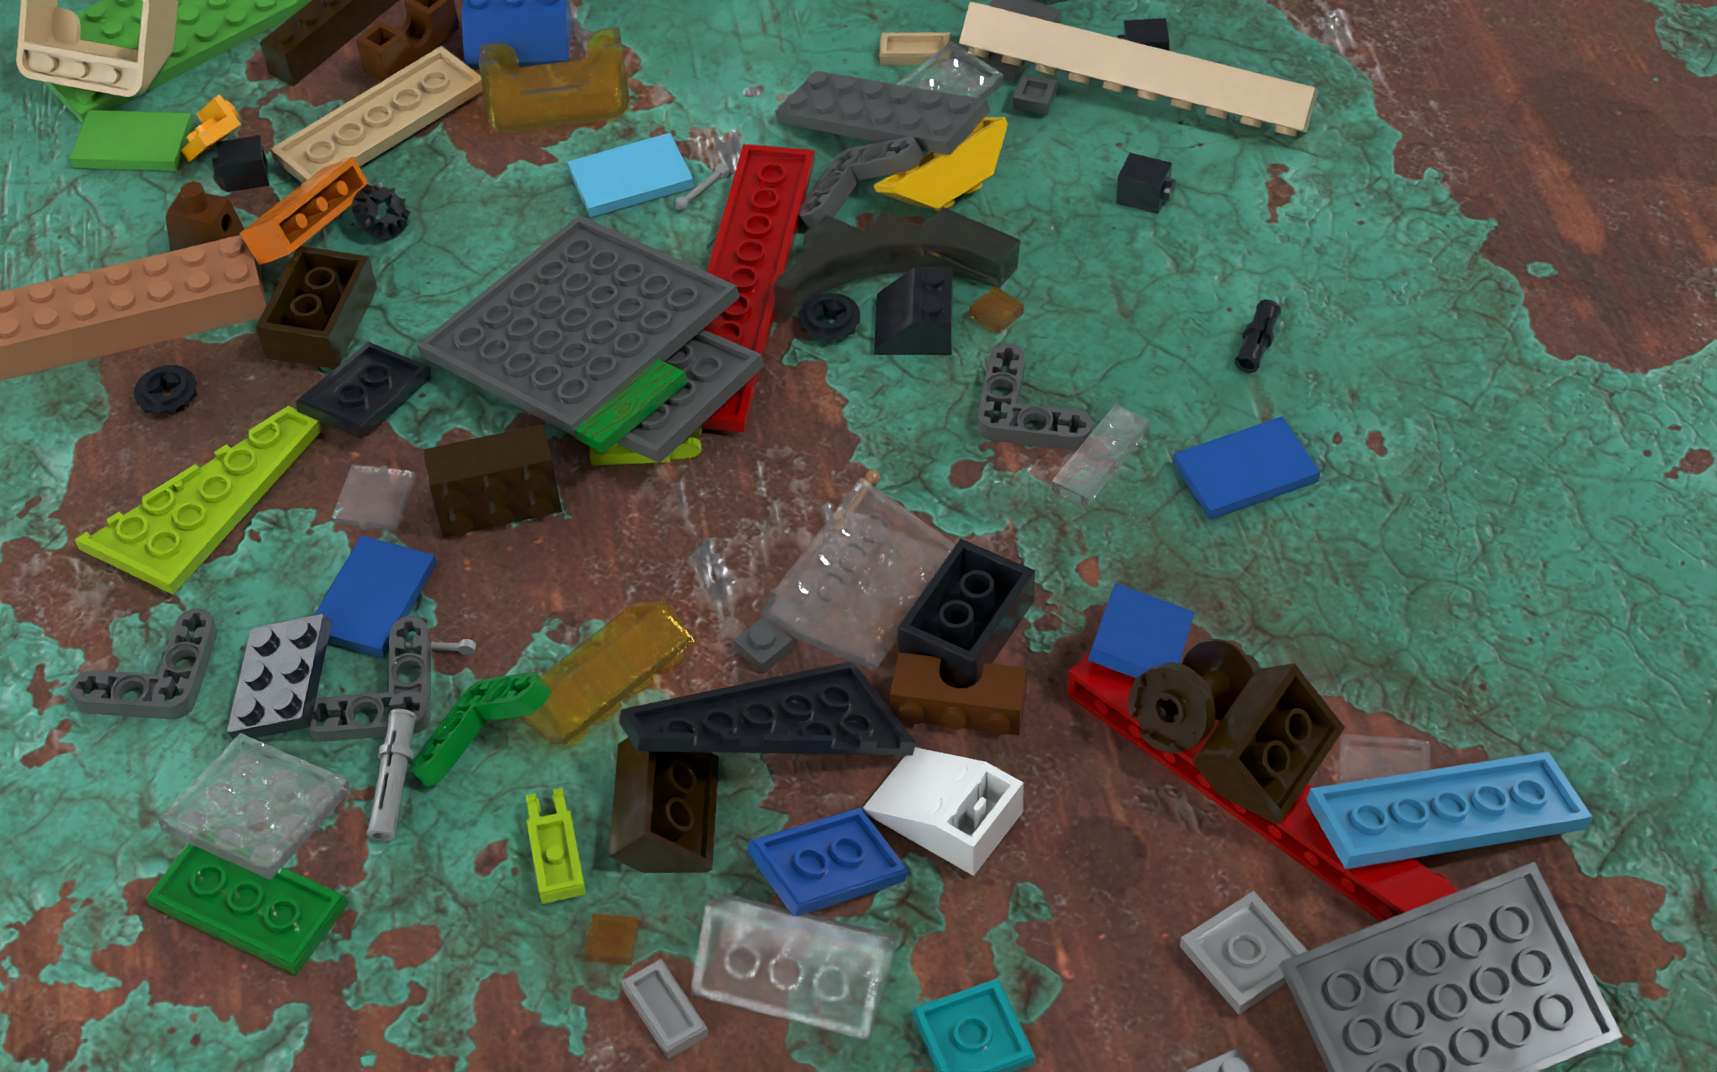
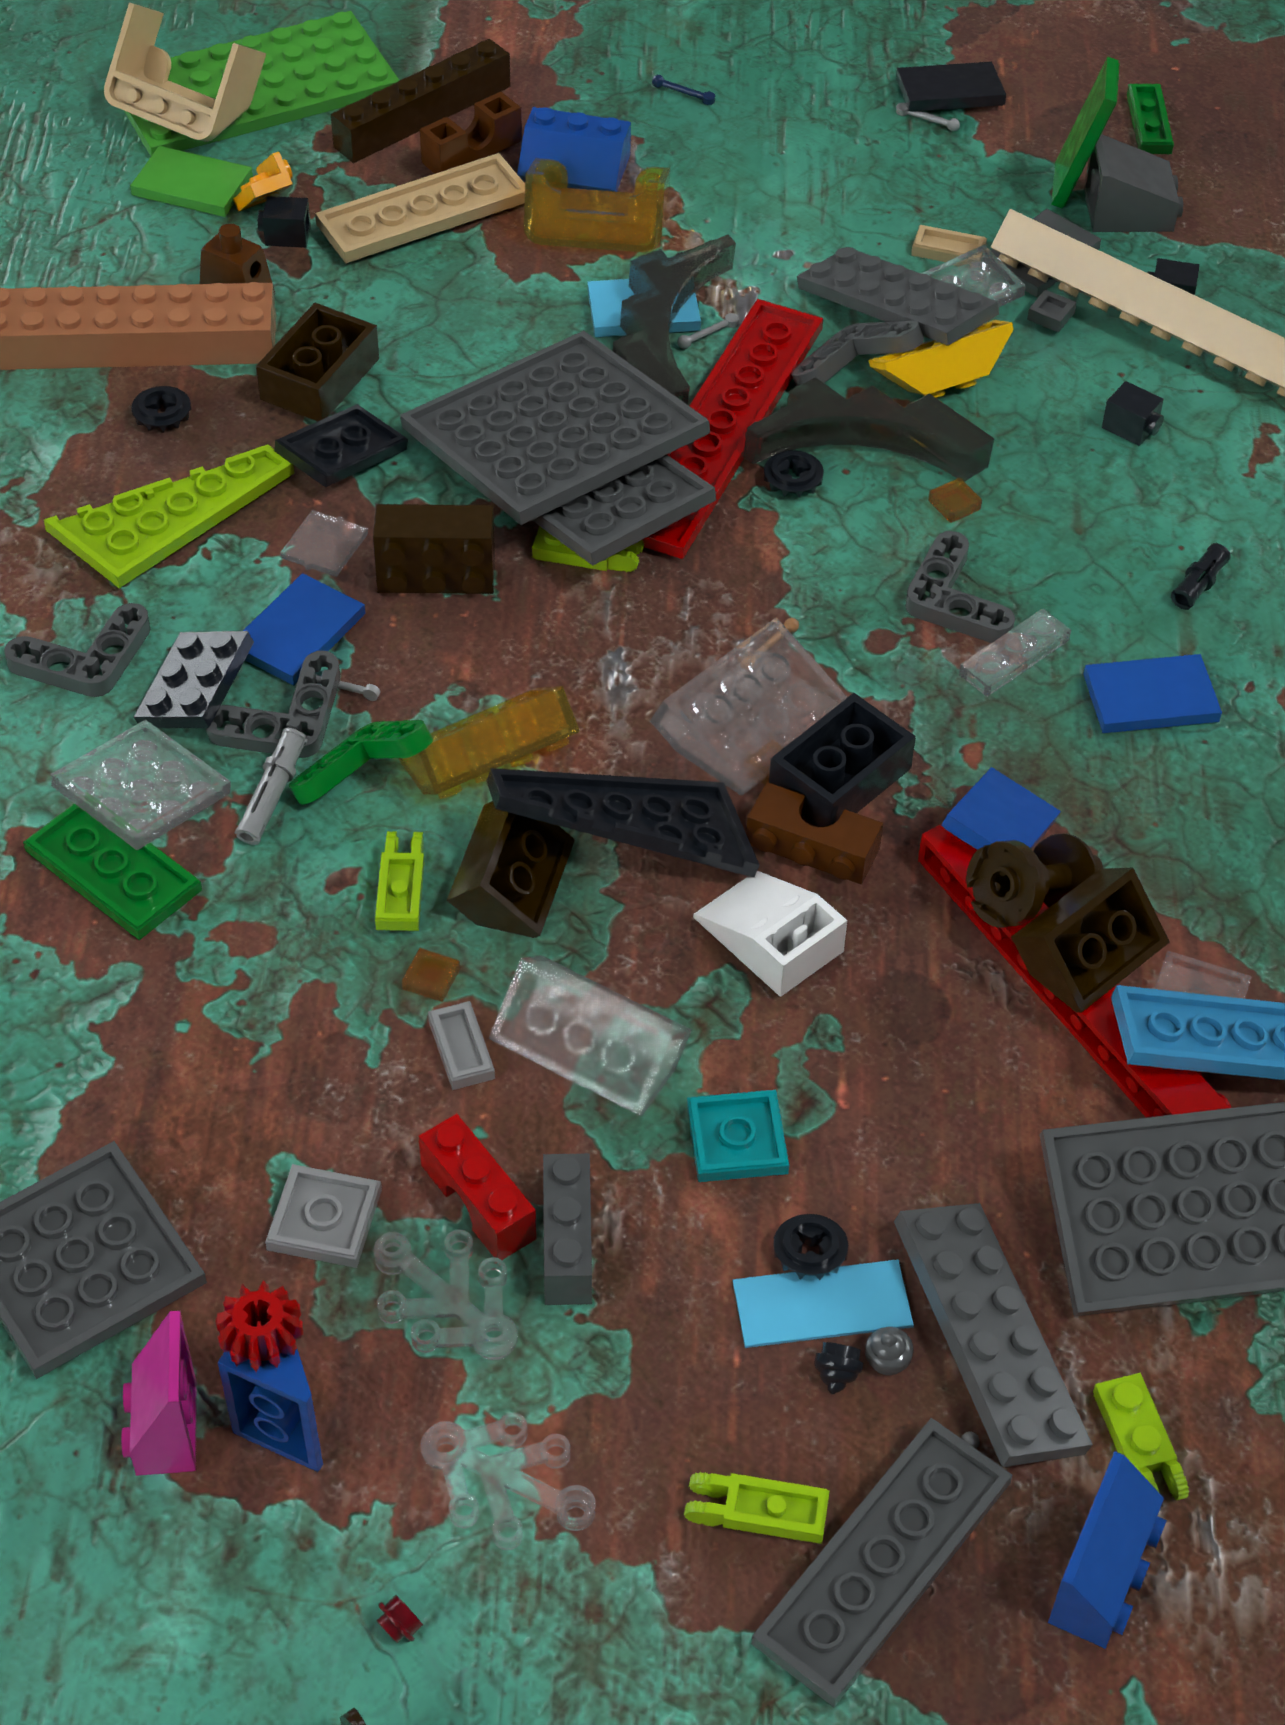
camera: 10 degrees right, 0 degrees up
(304, 211) = (330, 273): orange brick -> none
(365, 210) = (386, 286): black gear -> none
(631, 406) = (580, 508): green tile -> none
(645, 158) = (660, 292): none -> clear smoke arch
(763, 644) = (645, 750): dark grey plate -> none
(827, 861) = (646, 950): blue tile -> none
(916, 313) = (877, 486): black slope -> none
(1242, 951) = (1009, 1117): light grey plate -> none

